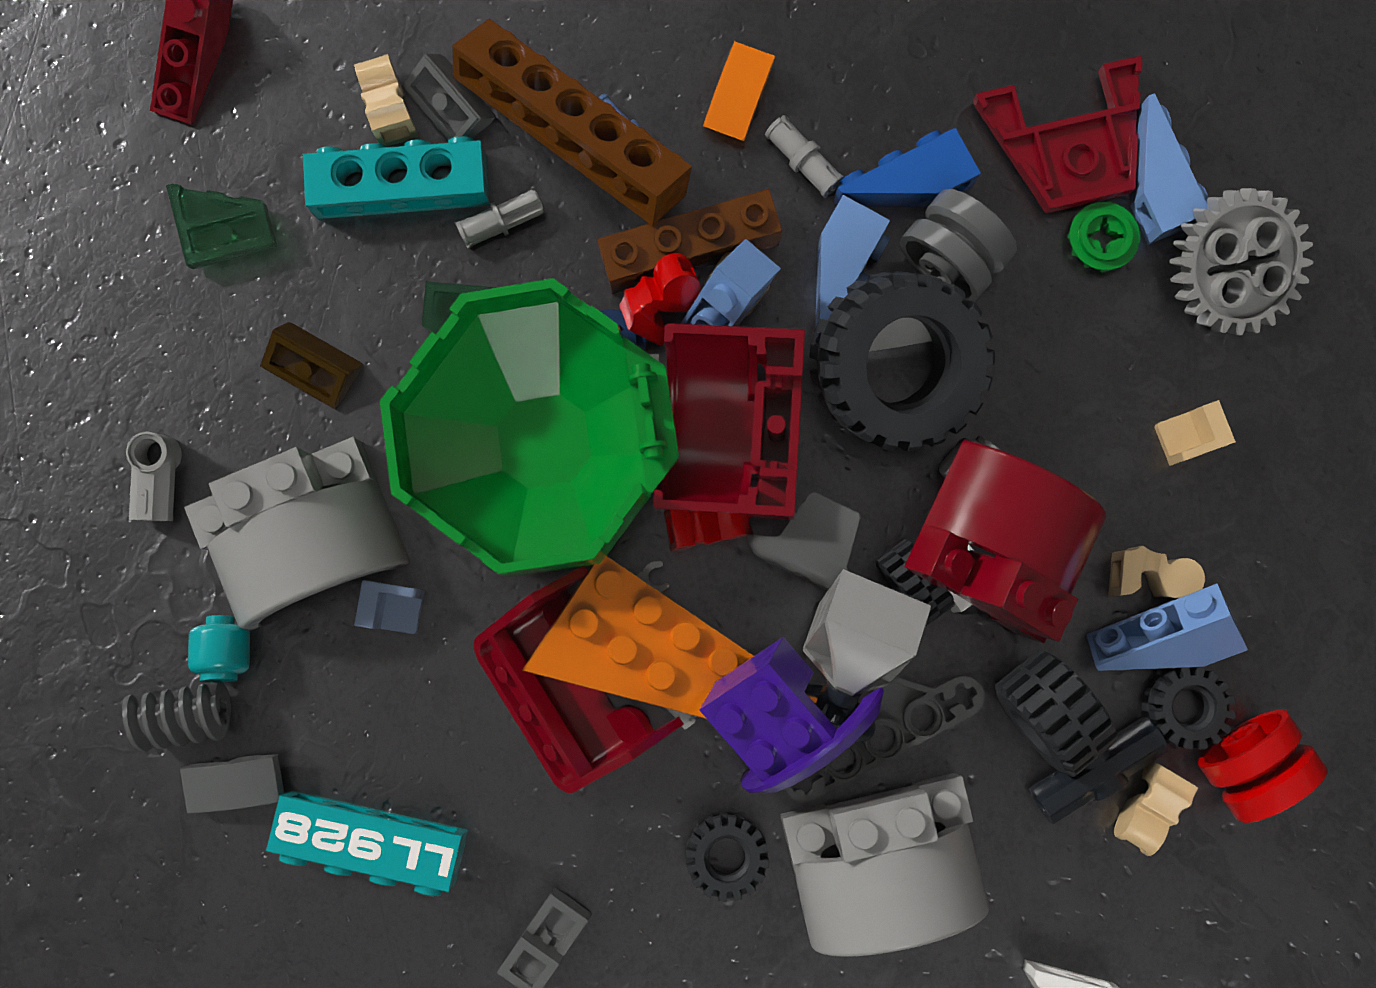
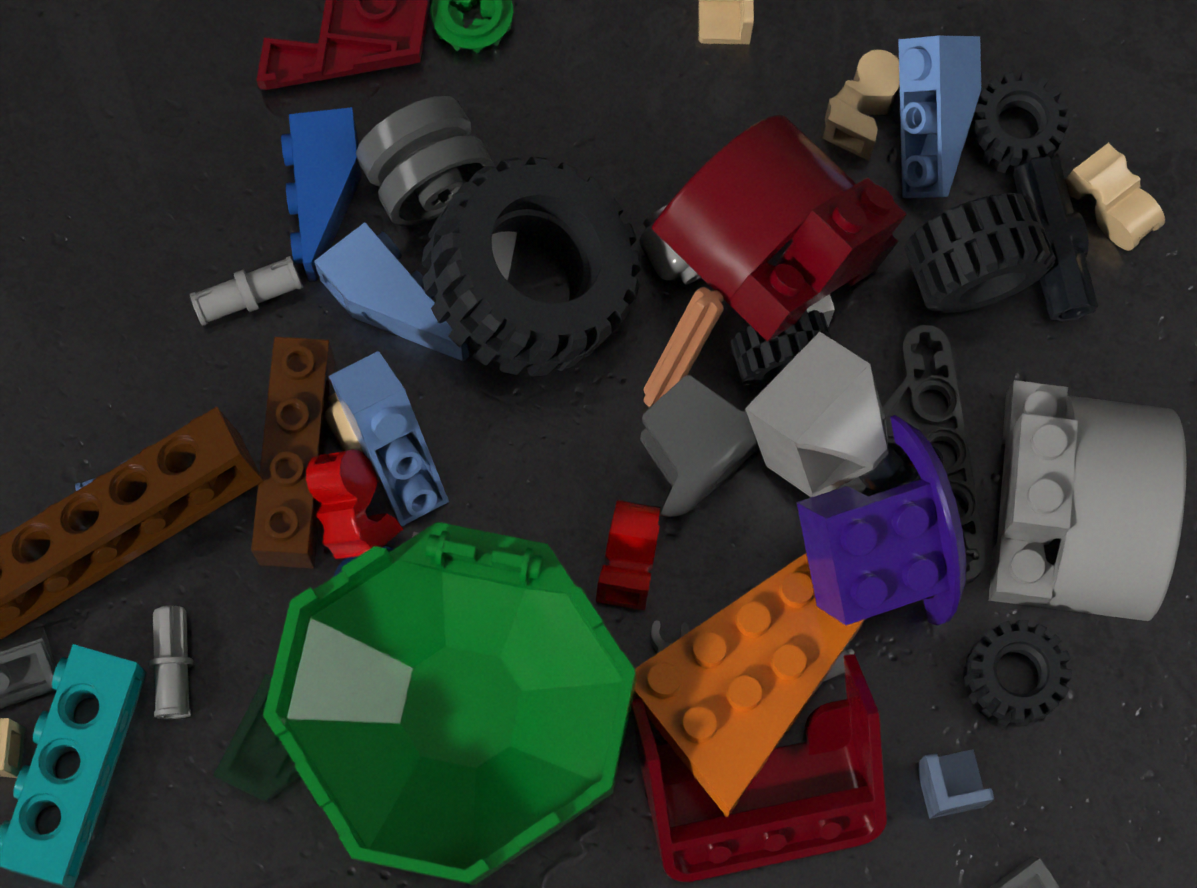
camera: 70 degrees left, 10 degrees down
(621, 834) = (952, 784): none -> sand blue panel
(731, 422) = (534, 471): dark red piece -> none
(739, 91) = (138, 333): orange slope -> none
(884, 503) = (684, 343): none -> nougat axle
(1263, 766) = (1108, 70): red wheel -> none

